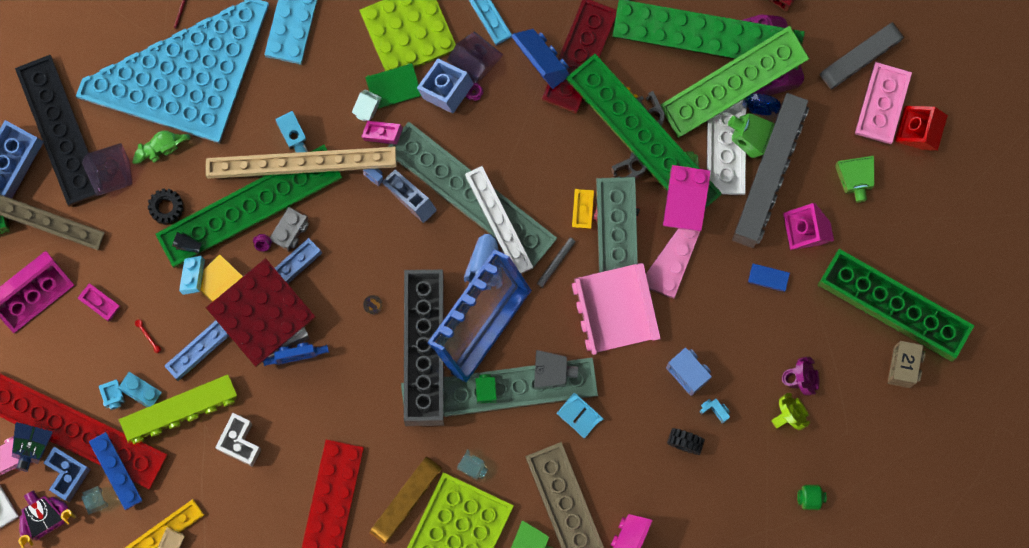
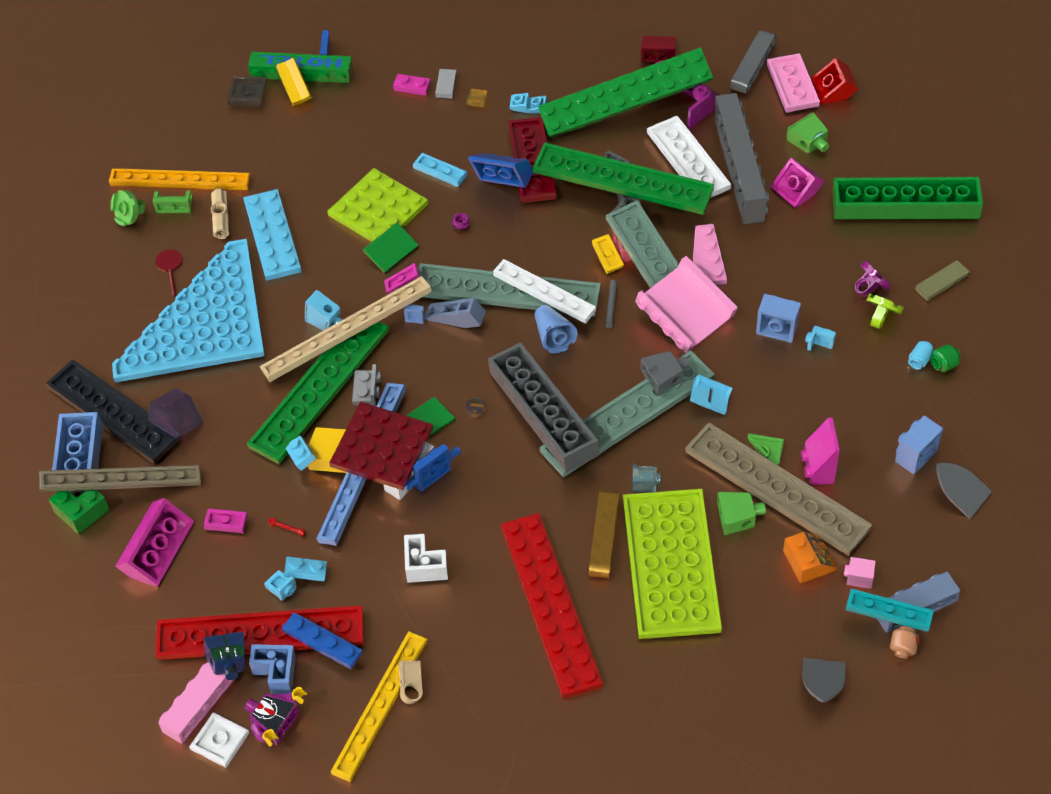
camera: 25 degrees left, 25 degrees down
(93, 500) = (315, 677): clear light blue window -> none
(153, 206) = (243, 412): black tyre -> none
(161, 143) = (212, 377): bright green animal -> none
(178, 409) = (350, 563): lime brick -> none
(186, 243) = (280, 433): black cone -> none
(262, 242) = (347, 410): magenta plate -> none
(323, 293) = (433, 413): none -> green piece
(366, 105) = (376, 268): light aqua brick -> none
(445, 85) = (435, 222): medium blue brick -> none
(474, 56) = (445, 198): clear purple slope -> none
(480, 315) = (576, 352): window -> none
(485, 389) = (617, 411): green brick -> none
(599, 495) = (767, 446): none -> bright green tile
(685, 441) = (813, 368): black tyre -> none
(686, 198) = (688, 194): dark pink slope -> none
(734, 81) = (670, 107): bright green plate -> none
(751, 133) = (706, 141): bright green torso -> none
(761, 104) = (700, 117): clear blue tile -> none
(768, 277) = (792, 232): blue tile -> none
(793, 479) = (920, 355): none -> medium azure brick
(869, 410) = (942, 280): none -> olive tile
(905, 364) = (946, 230): dark tan brick -> none

